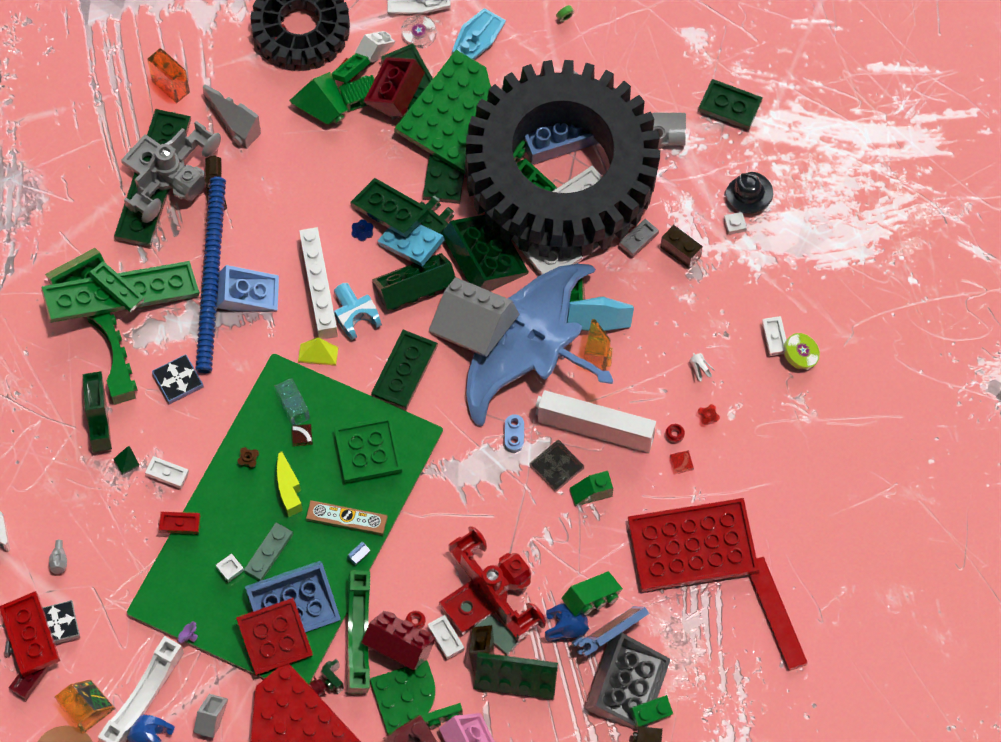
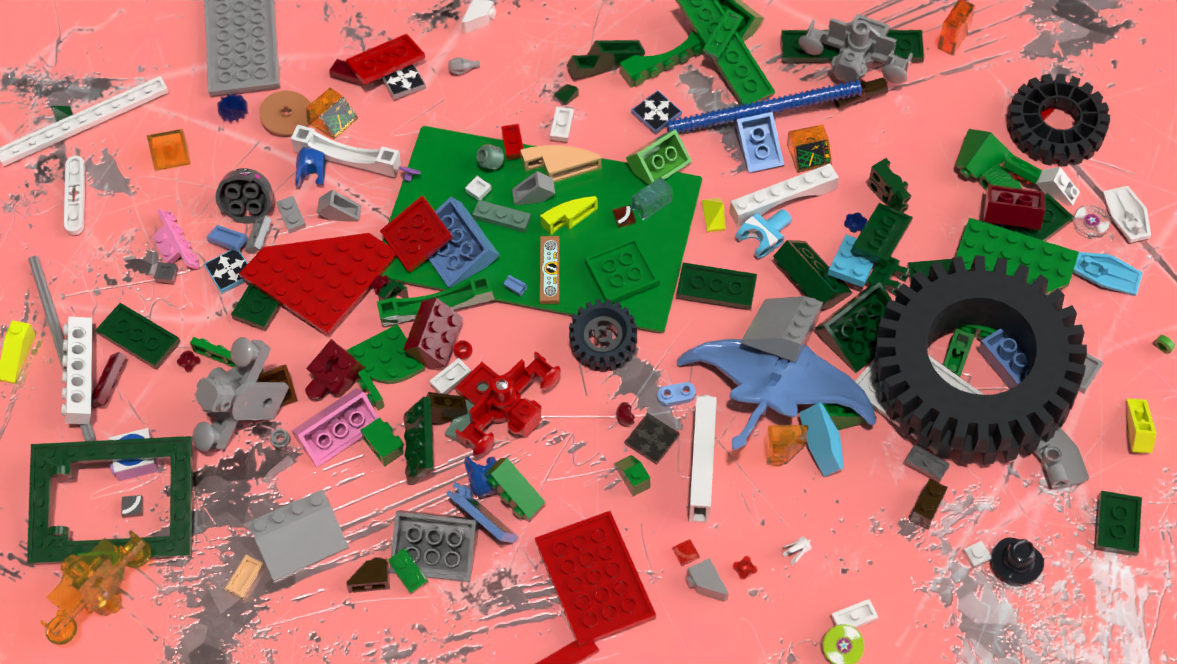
camera: 80 degrees right, 5 degrees down
(196, 546) = (490, 157): none -> sand green head
(219, 481) = (560, 161): none -> light nougat slope
(238, 119) = (931, 93): light grey wedge -> none
(242, 386) = (659, 157): none -> bright green slope
(248, 513) = (533, 189): none -> light grey slope
(251, 462) = (589, 183): reddish brown plate -> none
(268, 247) = (809, 148): none -> slope
(338, 187) = (889, 186): none -> dark green hips
(450, 468) = (594, 322): none -> black wheel
(504, 713) = (382, 441): none -> green brick
(527, 482) = (624, 414): none -> dark red plate
(643, 58) = (1140, 426): none -> neon yellow slope
(675, 428) = (716, 534): red plate -> none
(716, 448) = (706, 581): none -> light grey slope

